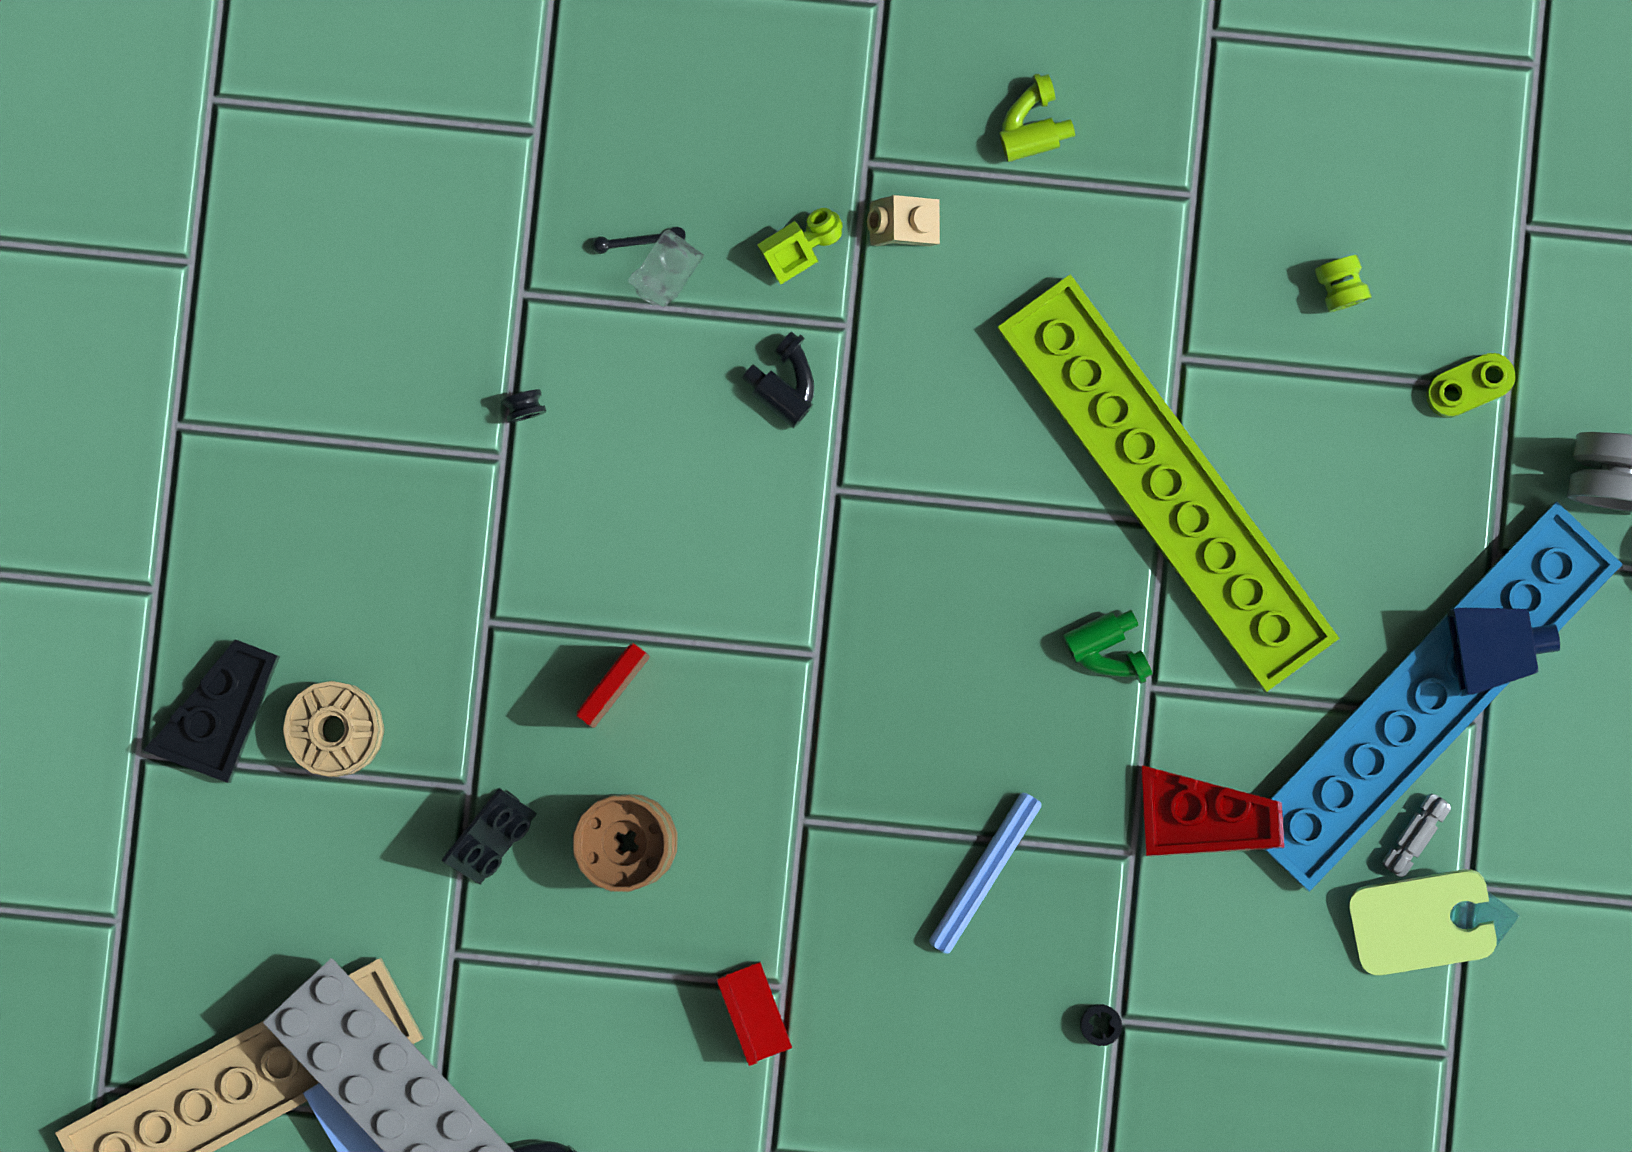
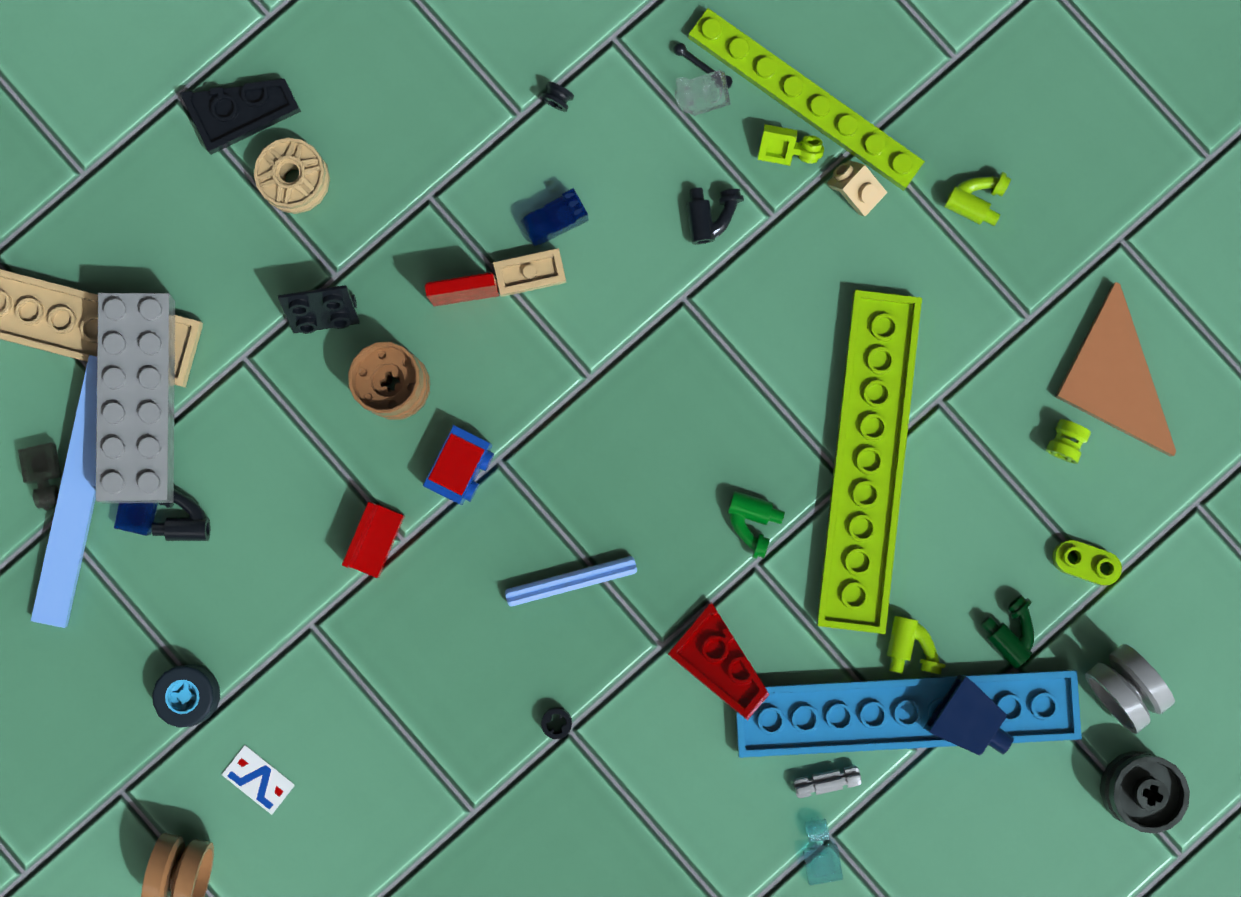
camera: 40 degrees right, 0 degrees up
(635, 529) = (555, 218): none -> clear blue leg
(660, 606) = (529, 272): none -> tan plate
(770, 862) = (459, 466): none -> brick
(772, 180) = (805, 99): none -> lime plate
(1328, 179) = (1113, 377): none -> nougat tile
(1364, 633) = (902, 642): none -> lime plant
(1410, 926) = (777, 829): yellowish green piece -> none
(1462, 536) = (1011, 647): none -> dark green plant

